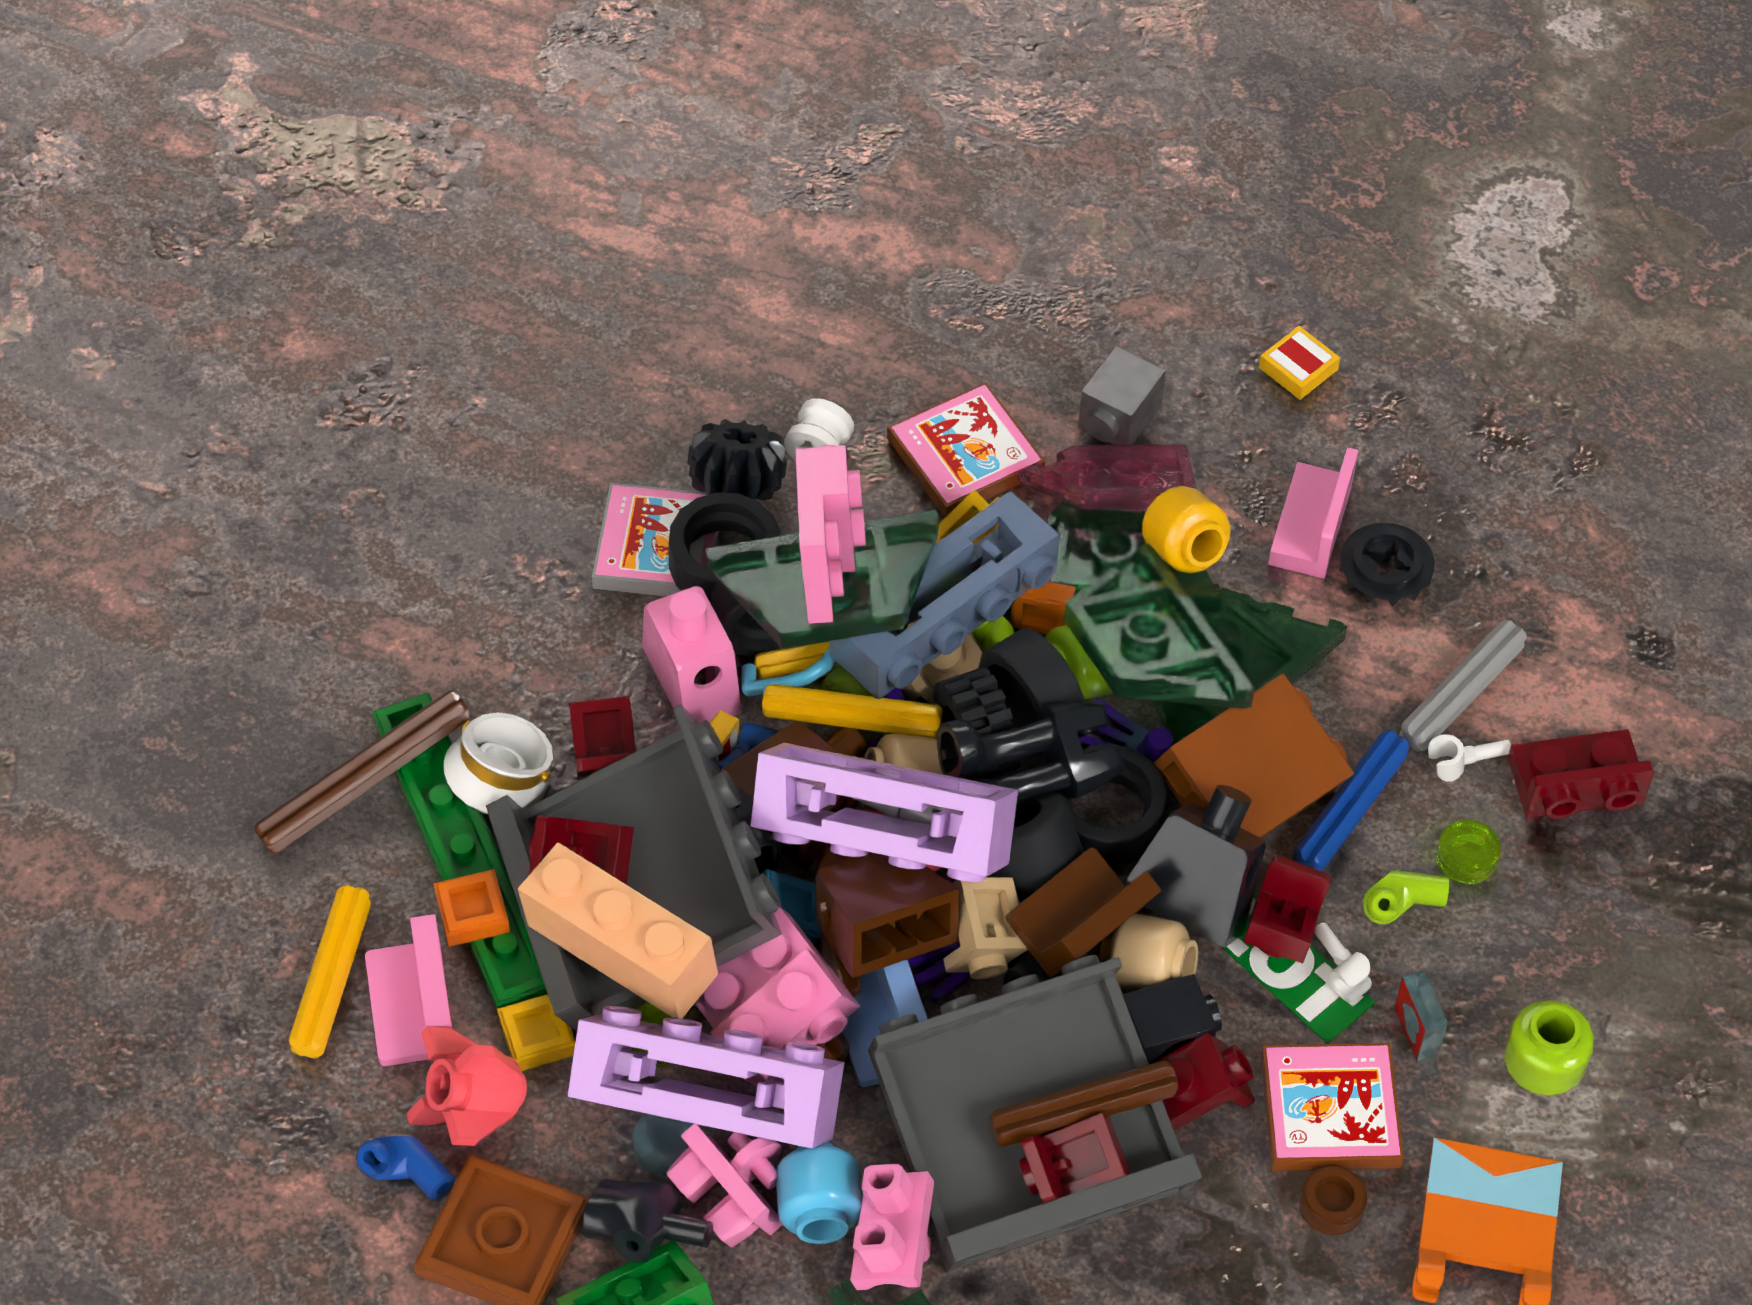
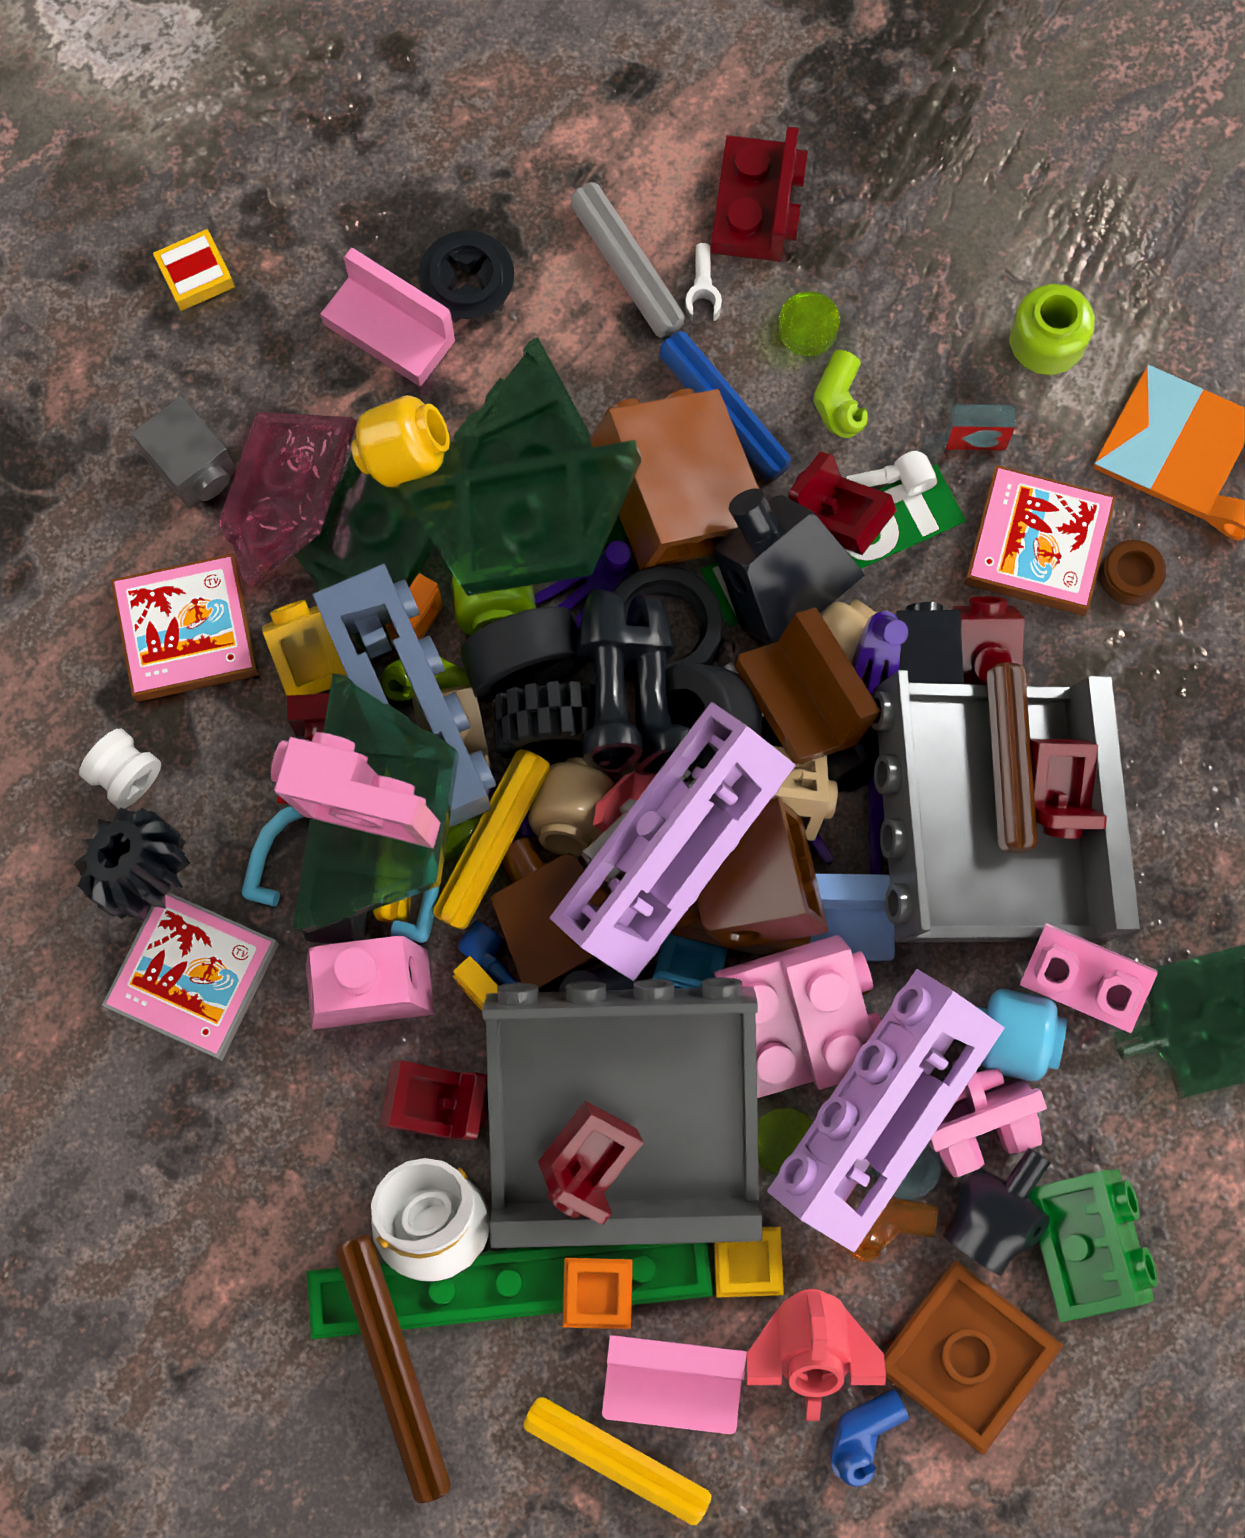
camera: 70 degrees left, 20 degrees up
(606, 1131) = (897, 1218): none -> clear orange arm
(618, 931) = (719, 1151): light nougat brick -> none
(707, 515) = (205, 882): black tyre -> none
(1149, 956) = (879, 644): none -> dark purple piece

